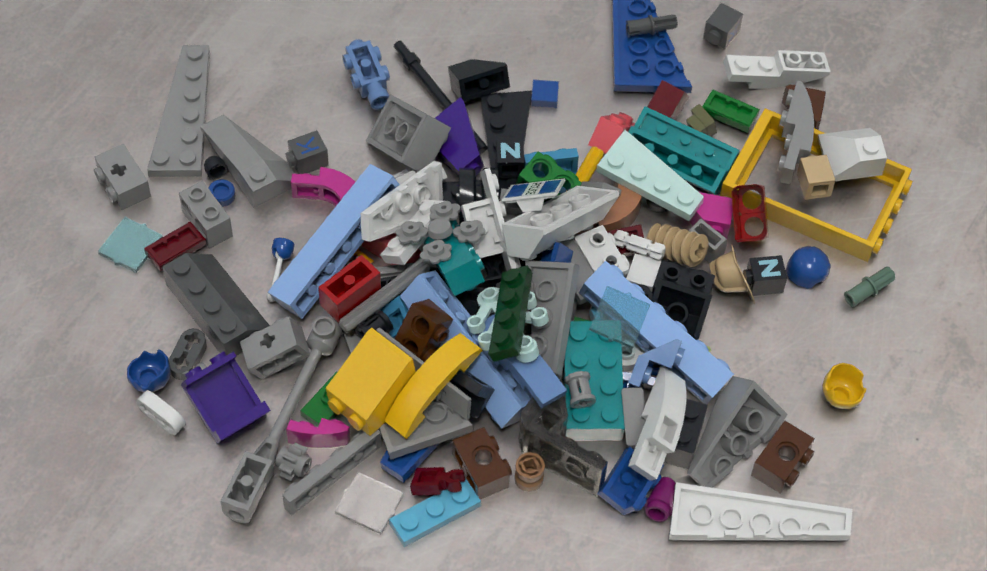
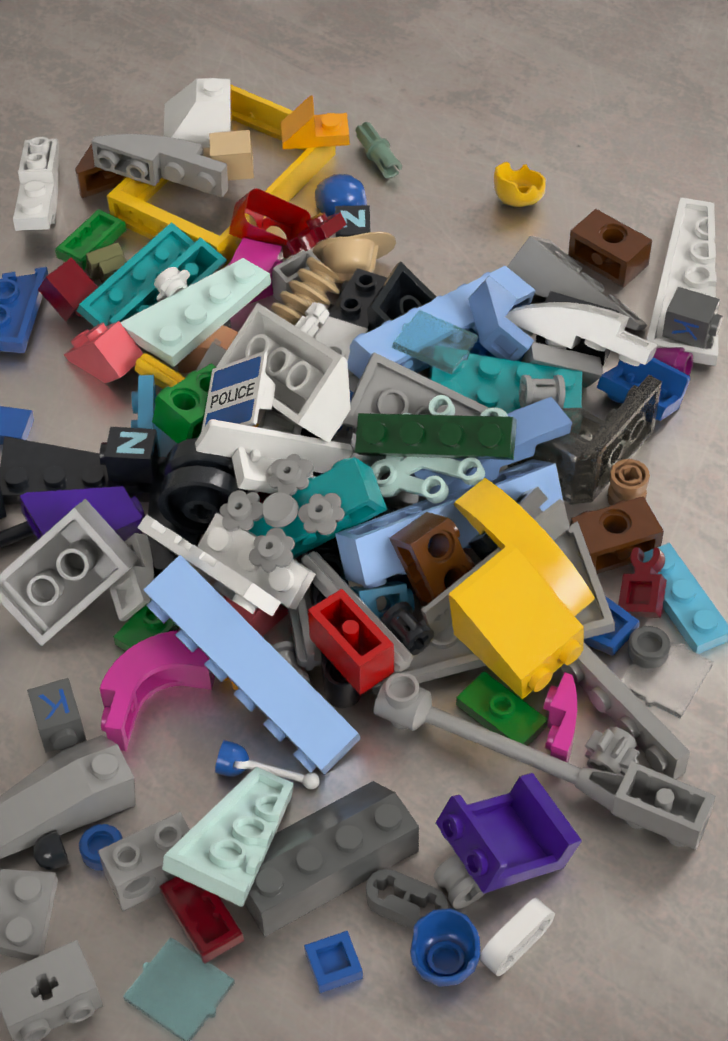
camera: 80 degrees left, 5 degrees down
(147, 319) = (333, 961): none -> blue tile
(212, 246) = (232, 838): none -> light aqua wing
(274, 347) = (429, 740): light grey brick -> none
(386, 487) = (649, 647): none -> dark grey tile
(668, 155) = (170, 282): none -> white plate
(696, 507) = (692, 318): none -> dark grey brick
(743, 242) = (319, 228): none -> dark red plate
(862, 232) = (308, 130): none -> light orange slope

